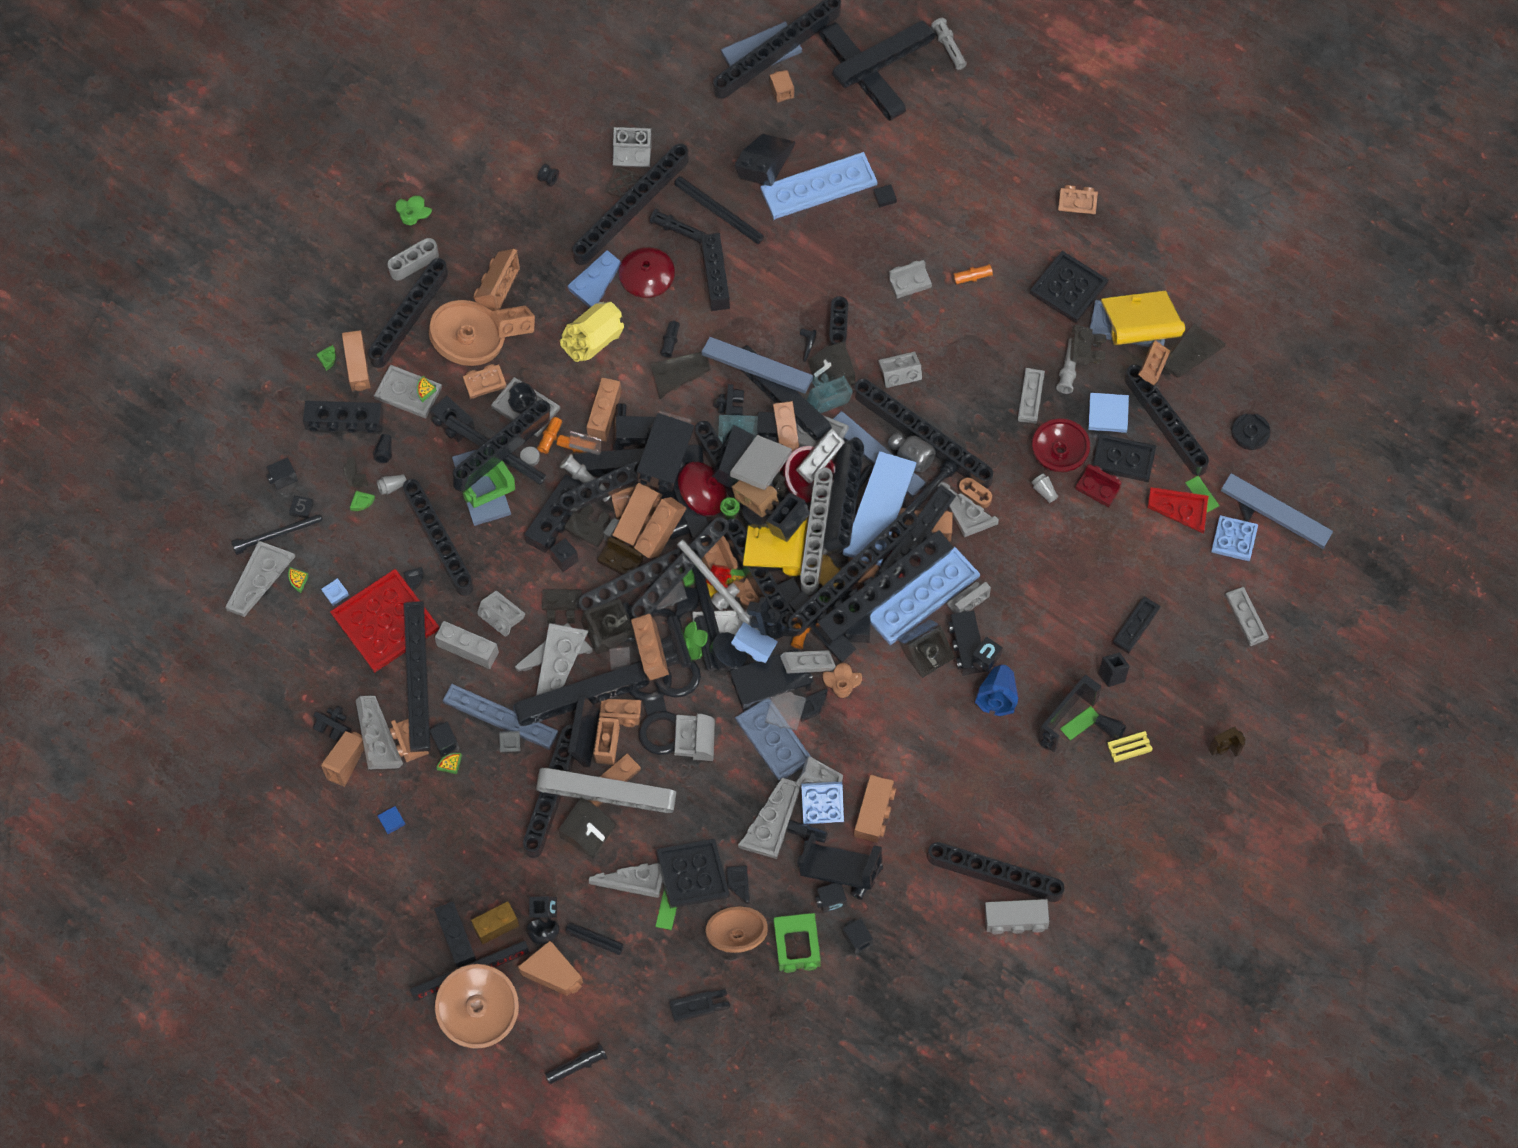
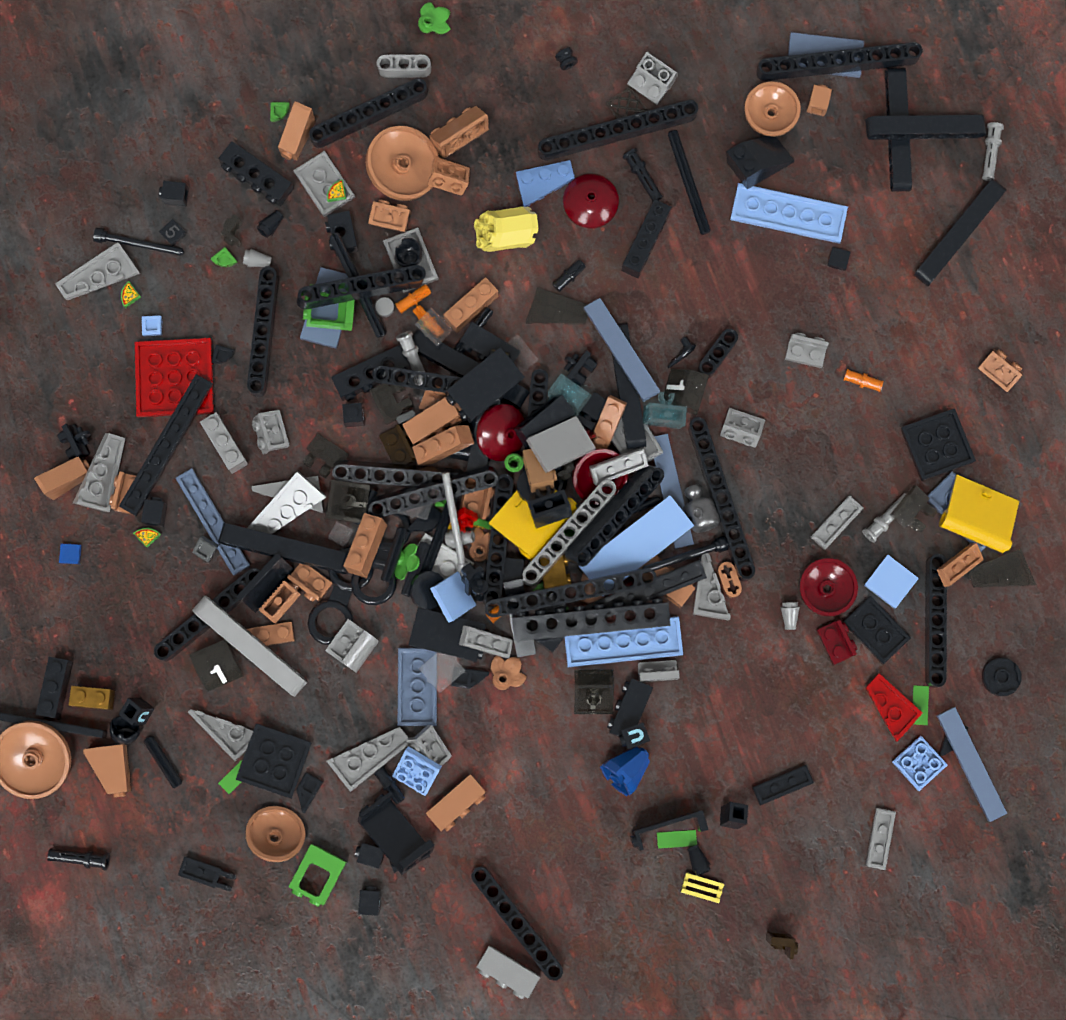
camera: 30 degrees right, 15 degrees up
(748, 105) = (774, 98): none -> nougat dish
(968, 118) = (960, 232): none -> black beam

